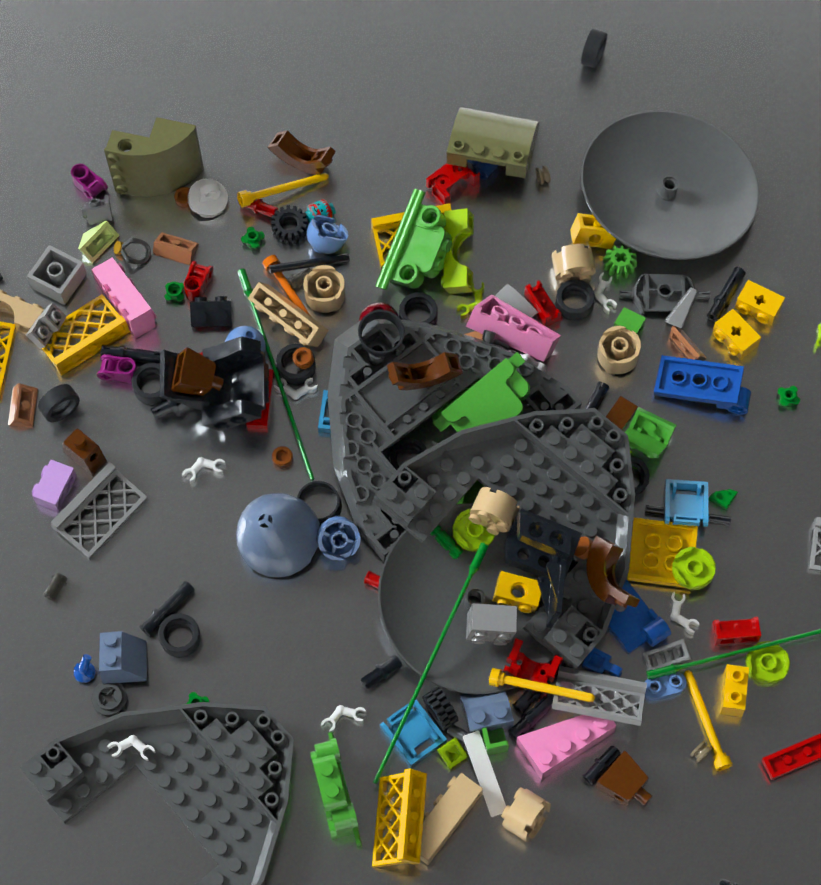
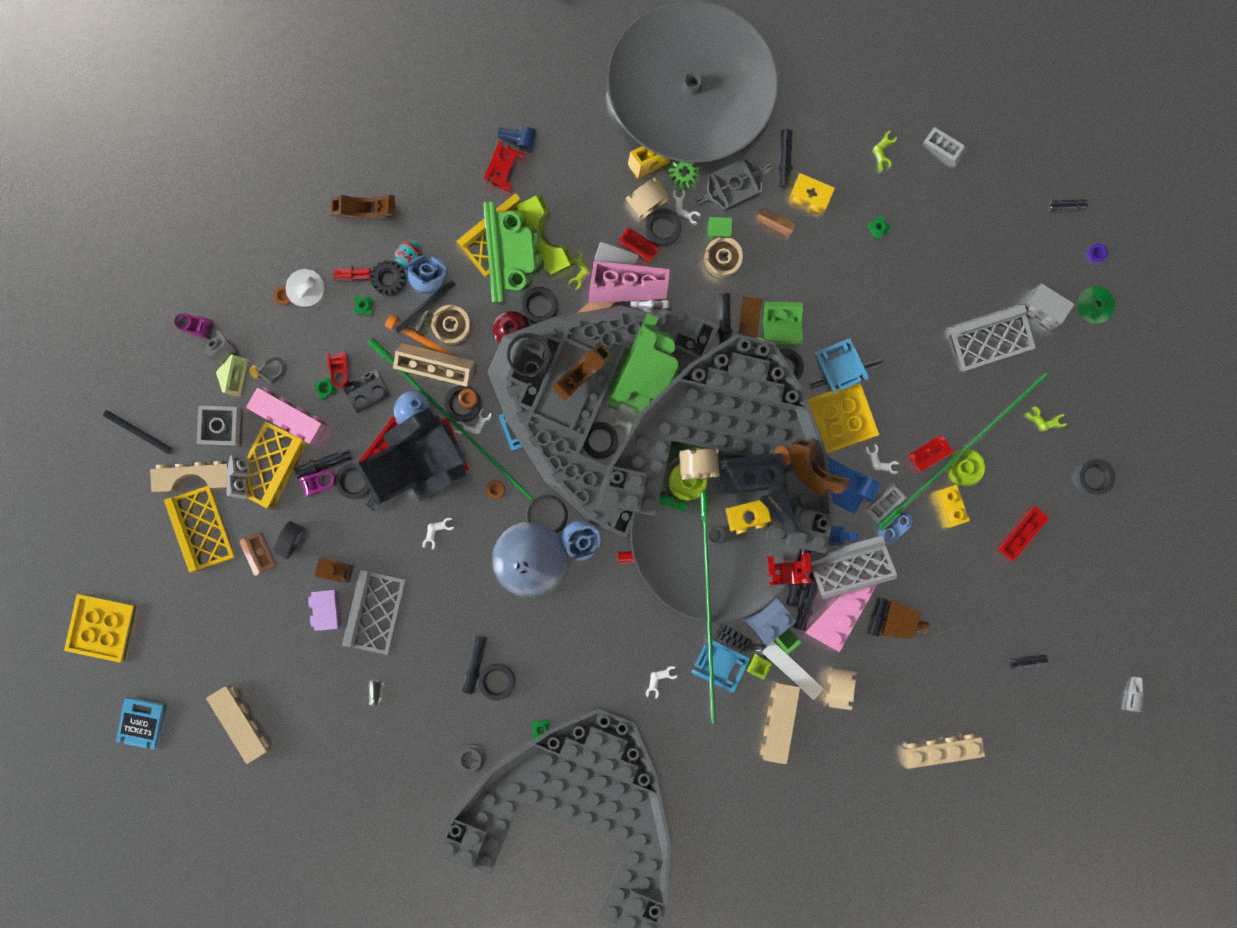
camera: 25 degrees left, 20 degrees up
(84, 670) = (438, 748): blue plate -> none
(122, 658) = (463, 724): sand blue slope -> none
(131, 741) = (512, 787): white arm -> none
(154, 163) = (255, 280): olive slope -> none
(175, 248) = (302, 347): nougat slope -> none
(194, 374) = (394, 469): reddish brown torso -> none
(246, 198) = (339, 275): yellow piece -> none
(334, 791) = (685, 744): bright green brick -> none
(381, 672) = (671, 630): black axle -> none
(408, 821) = (757, 739): yellow fence -> none
(489, 336) = (614, 304): dark grey hand -> none
(491, 623) = (743, 555): light grey brick -> none
(492, 140) = (522, 113): olive slope -> none
(499, 678) = (769, 592): yellow piece -> none
(543, 175) = (578, 122): dark tan bush -> none
(680, 311) = (757, 197): light grey slope -> none
(693, 568) = (874, 420): lime tile -> none
(701, 751) = (949, 568): dark tan bush -> none
(720, 387) = (821, 247): blue hinge -> none
(721, 760) = (966, 565): yellow piece -> none
(723, 498) = (867, 344): green tile -> none
(769, 302) = (827, 152): yellow brick -> none

